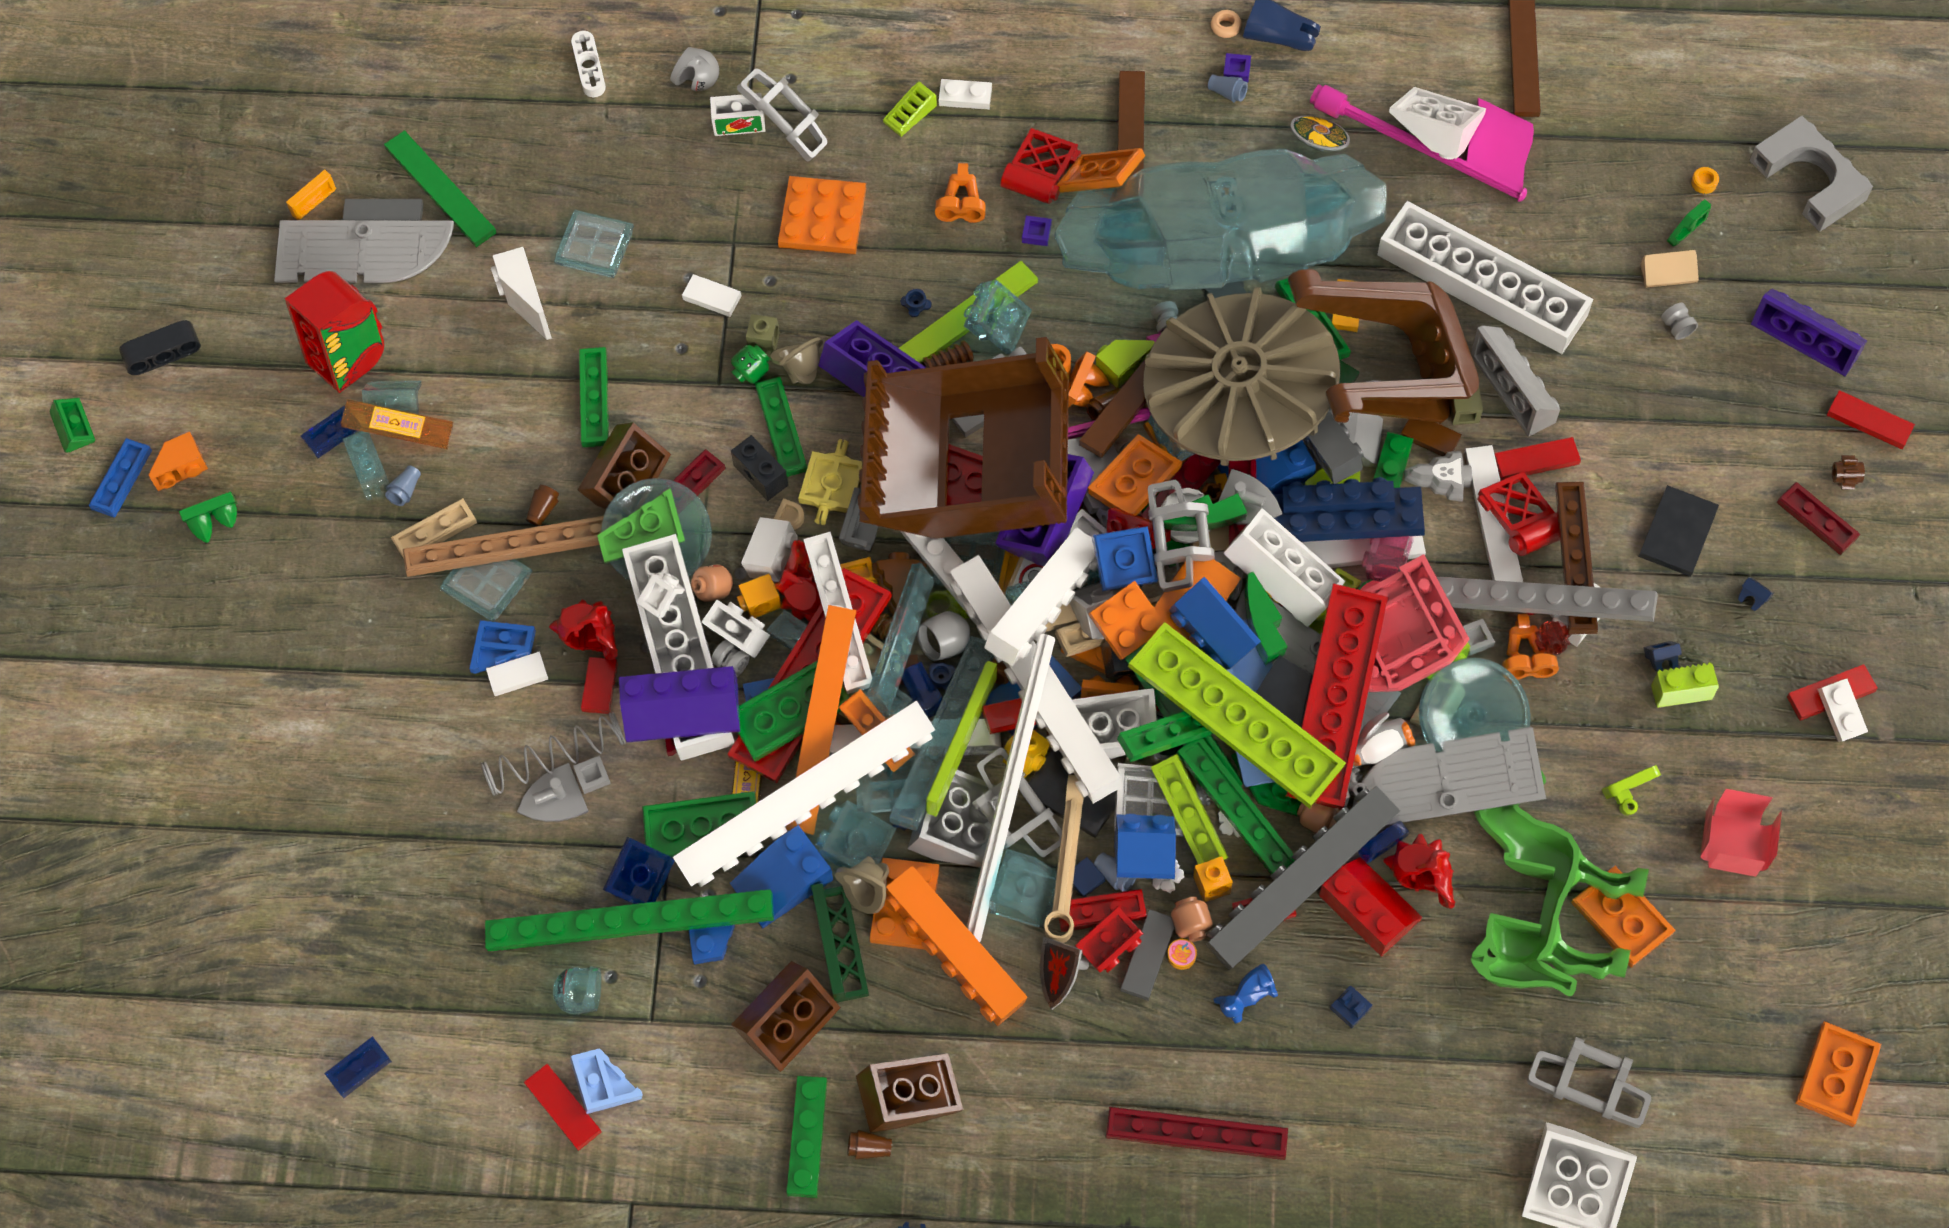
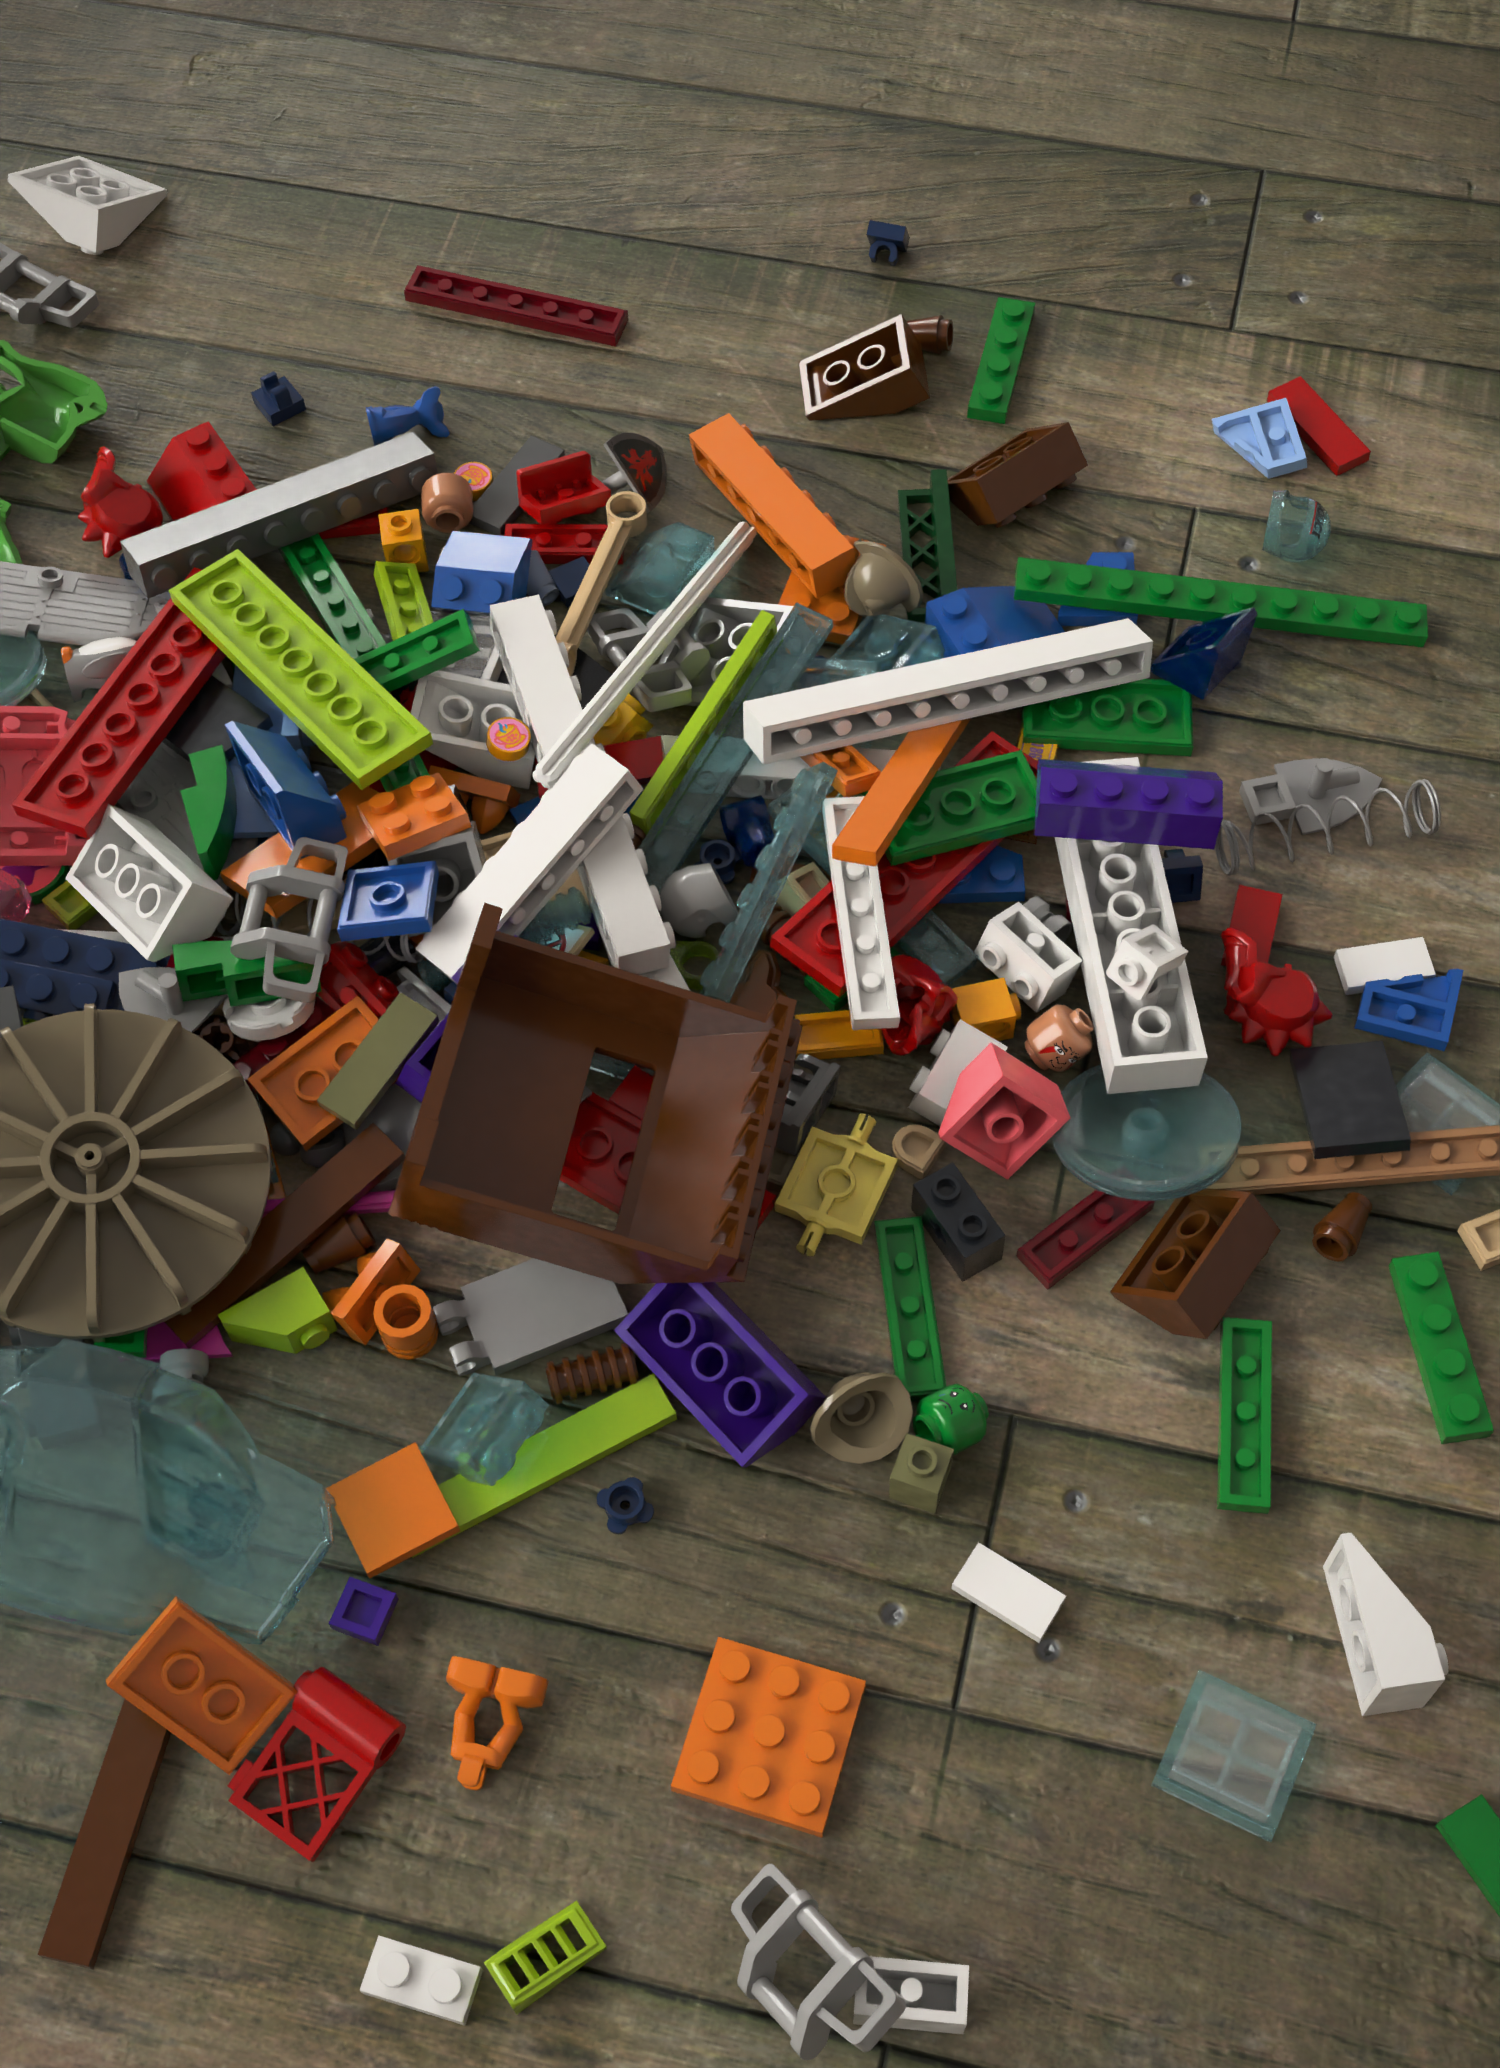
camera: 170 degrees left, 5 degrees down
(488, 453) = (1440, 1348): none -> green plate
(538, 572) = (1349, 1100): none -> black tile
(648, 523) = (1168, 1109): bright green wing -> none
(738, 523) = (1002, 1111): none -> coral slope
(1034, 273) = (393, 1510): none -> orange tile
(1087, 701) = (508, 739): none -> tile
(1106, 478) = (378, 1061): none -> olive tile

